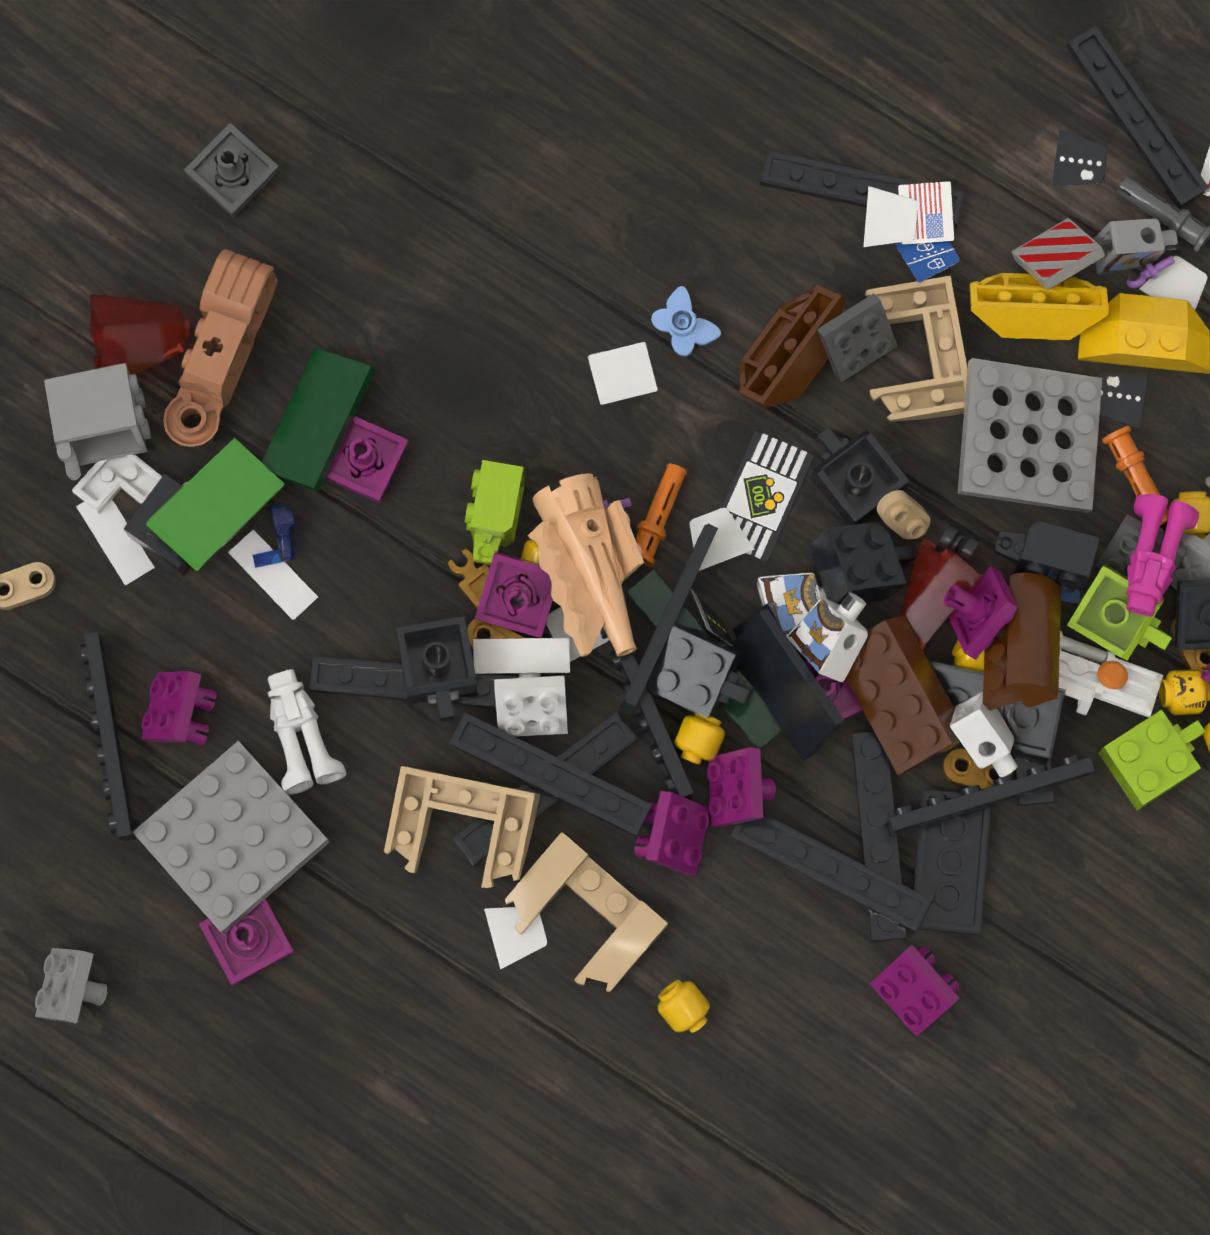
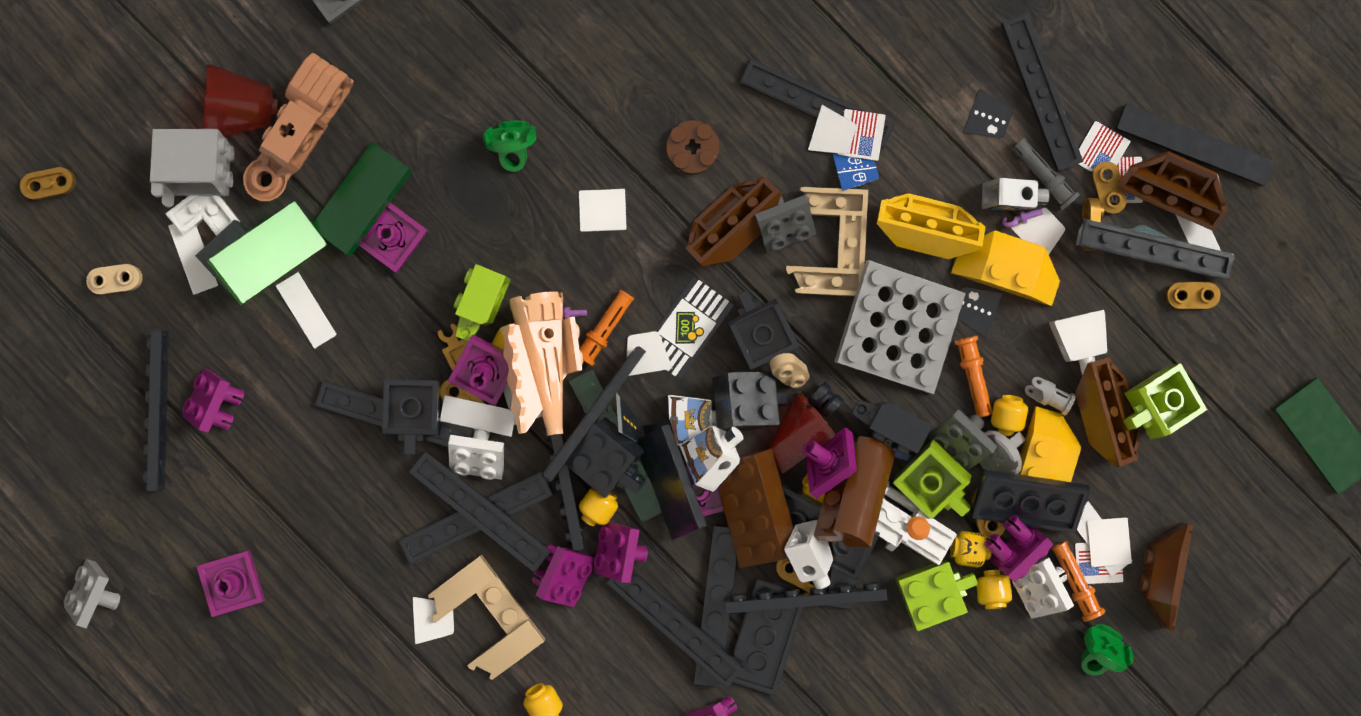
camera: 10 degrees right, 10 degrees up
(231, 837) = (233, 506): light grey plate -> none
(283, 522) = (319, 273): clear blue plate -> none
(291, 713) = (299, 420): white piece -> none
(491, 306) = (510, 138): none -> green tile
(508, 807) = (386, 502): tan wedge -> none
(683, 324) = (656, 182): light blue animal -> none
(726, 254) = (682, 158): none -> reddish brown plate
(1058, 253) = (954, 190): light grey tile -> none
(1149, 571) = (965, 462): dark pink piece -> none

